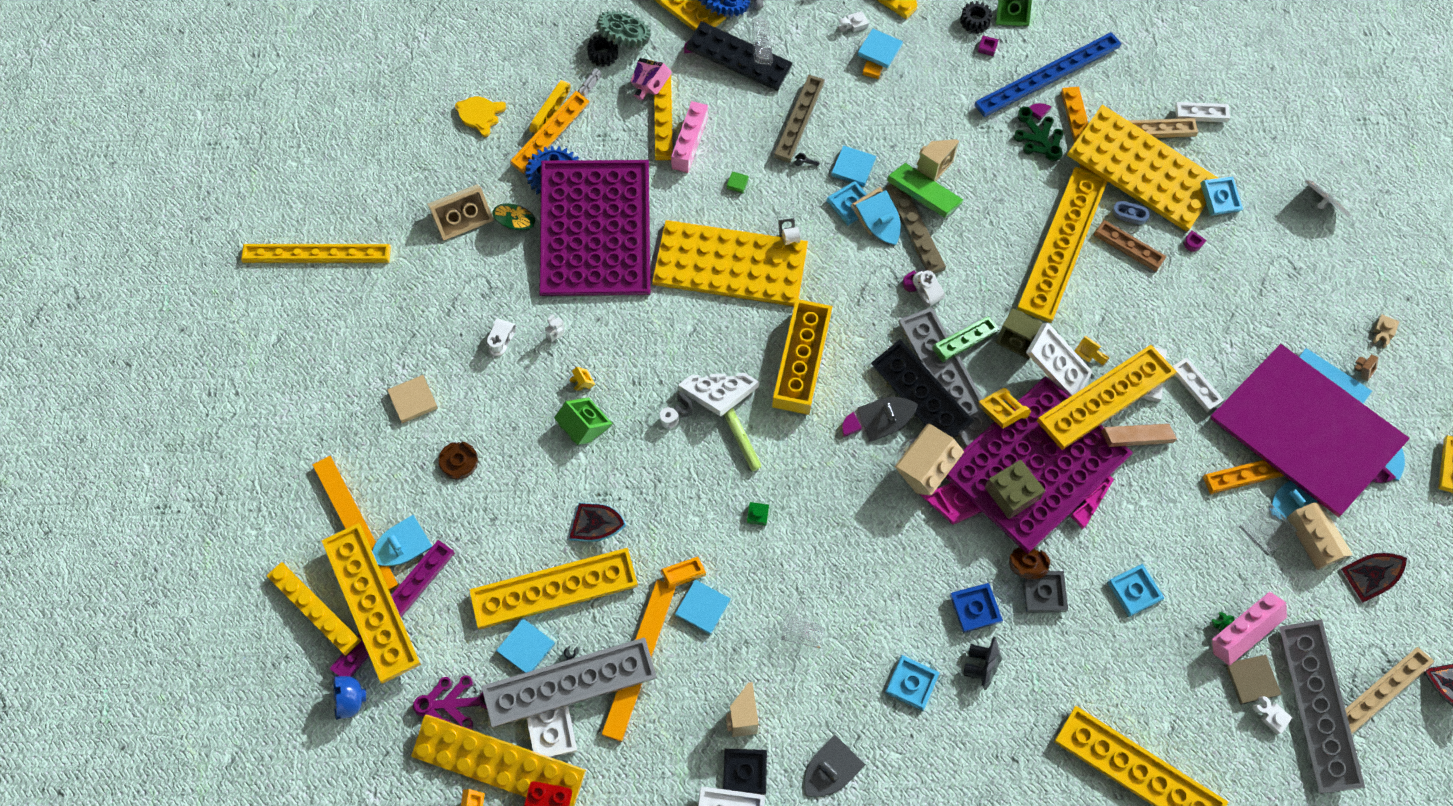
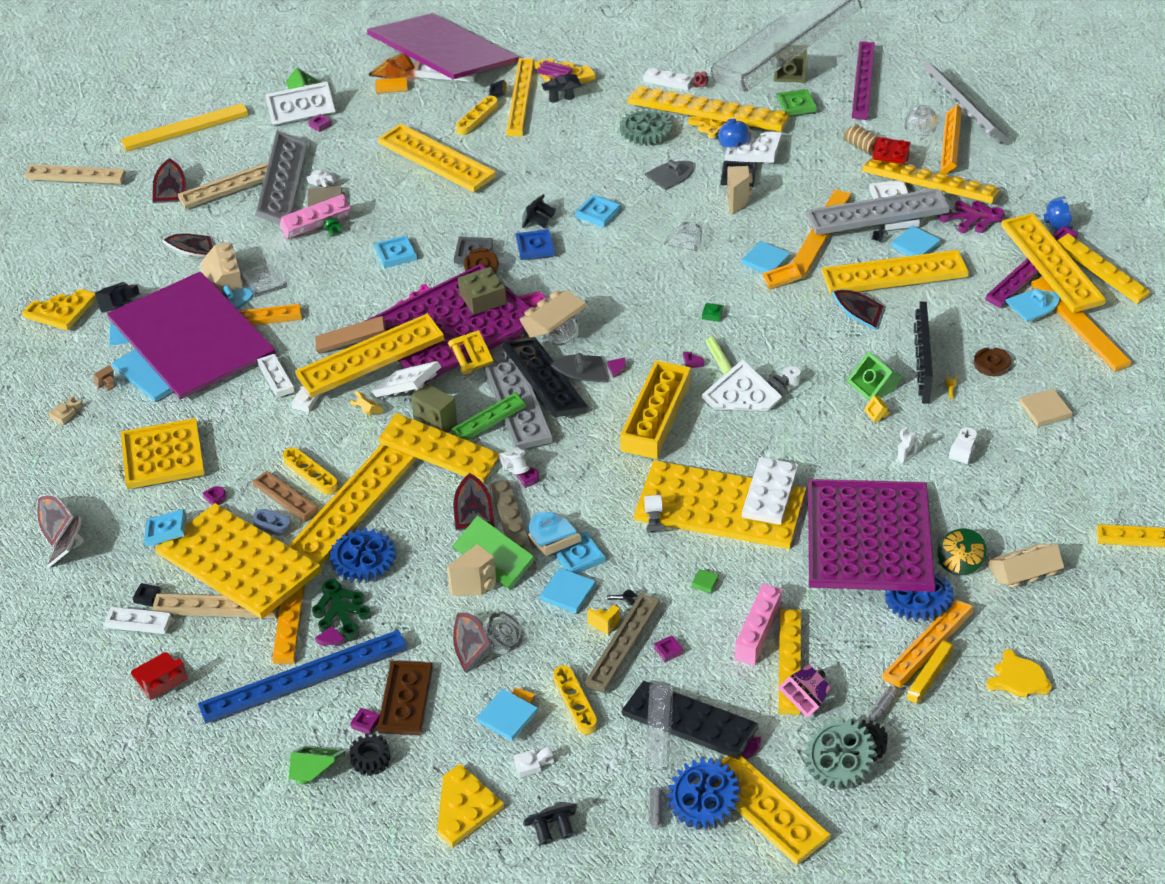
camera: 170 degrees left, 20 degrees down
(504, 422) = (951, 384): none -> yellow hand
(531, 443) = (923, 352): none -> black plate
(685, 266) = (770, 490): none -> white plate
(762, 119) = (668, 648): none -> magenta tile
(773, 441) = (692, 360): none -> magenta tile
(819, 138) = (604, 620): none -> yellow panel
(835, 85) = (575, 699): none -> yellow beam
(900, 106) = (502, 632): none -> clear cylinder
(925, 107) = (469, 640): none -> shield
(955, 238) = (472, 500): none -> shield
(963, 67) = (405, 698): none -> reddish brown tile
(1002, 295) = (438, 447): none -> yellow plate
(1051, 182) = (362, 555): none -> blue gear
(1115, 276) = (313, 468): none -> yellow beam
(1161, 66) = (159, 675): none -> red bracket
(1207, 135) = (146, 594): none -> black plate
(1265, 281) = (161, 453): none -> yellow plate
(1300, 174) = (67, 541): none -> shield
(1417, 478) = (116, 296): none -> black connector

